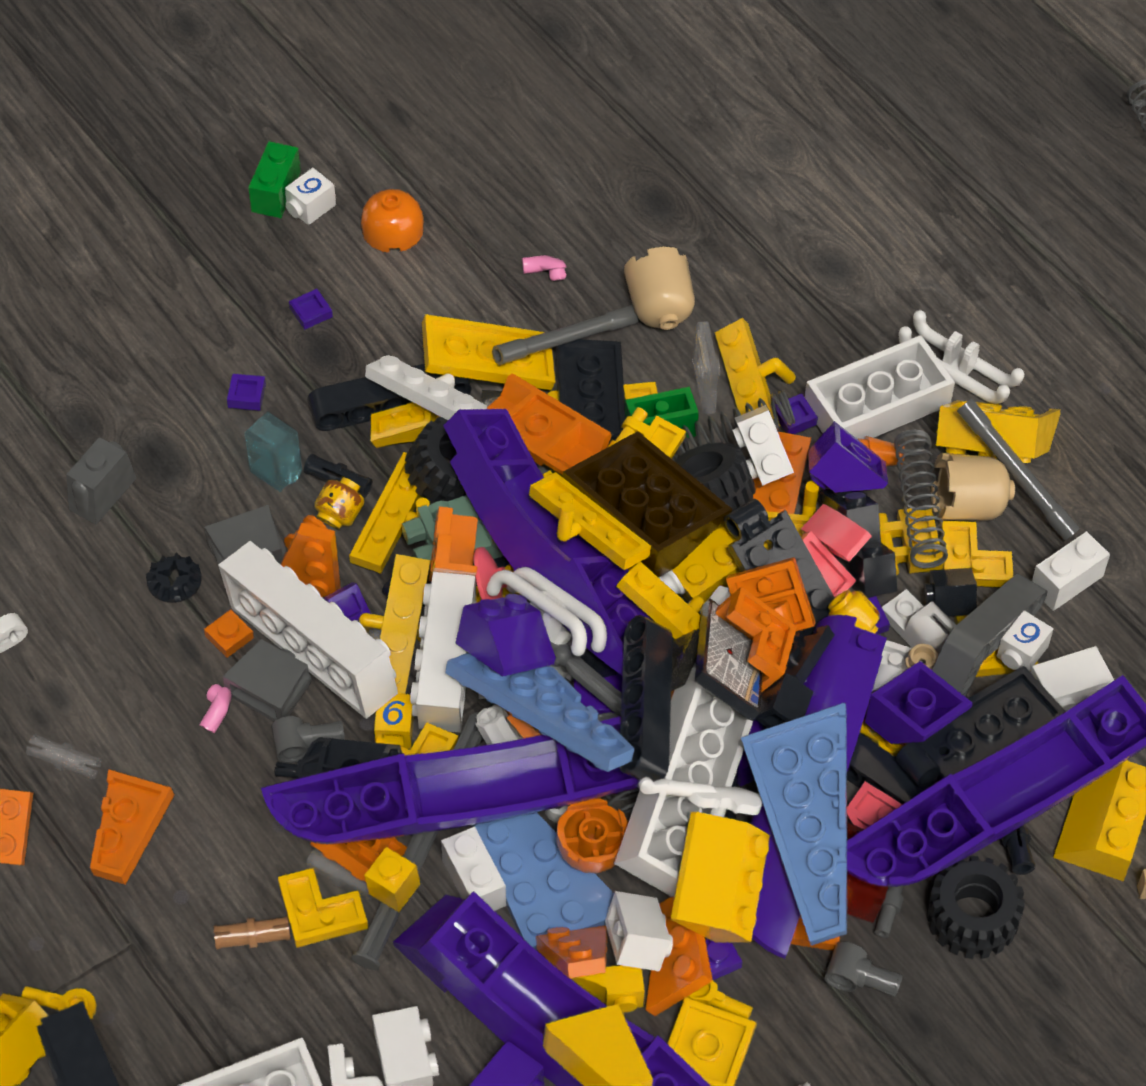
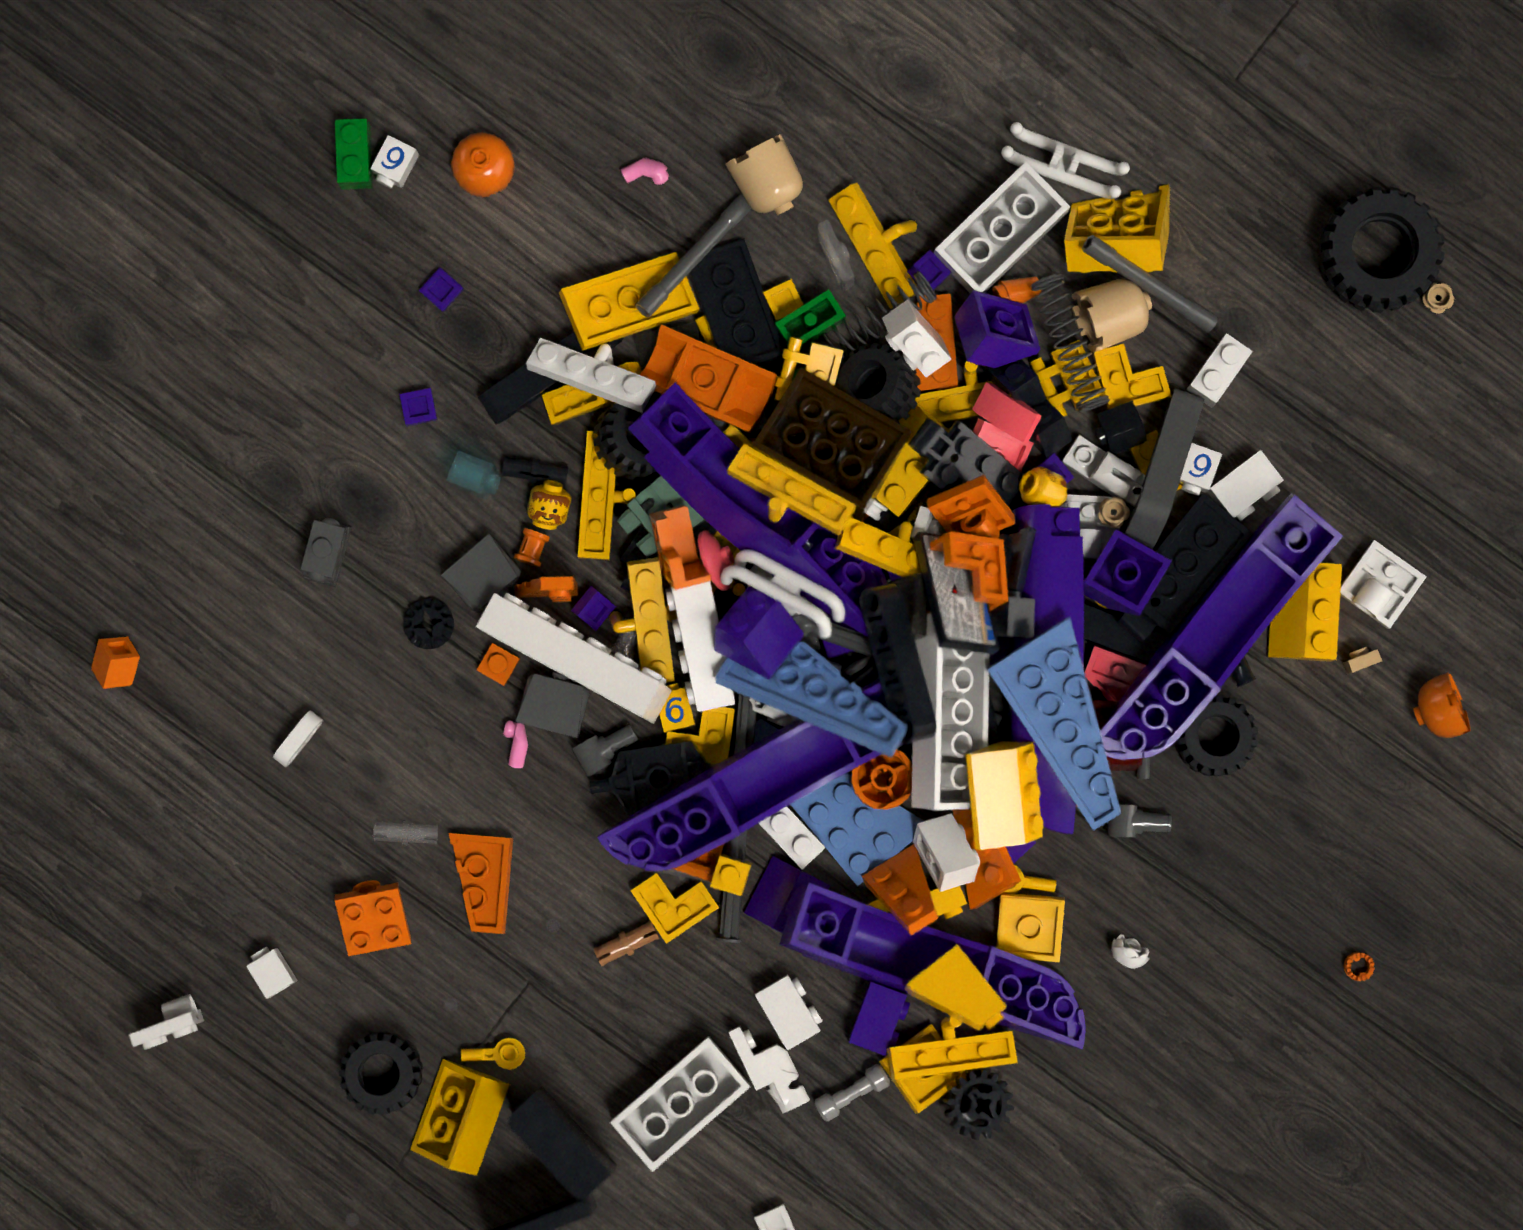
camera: 15 degrees left, 30 degrees up
(706, 795) = (996, 724): white piece -> none

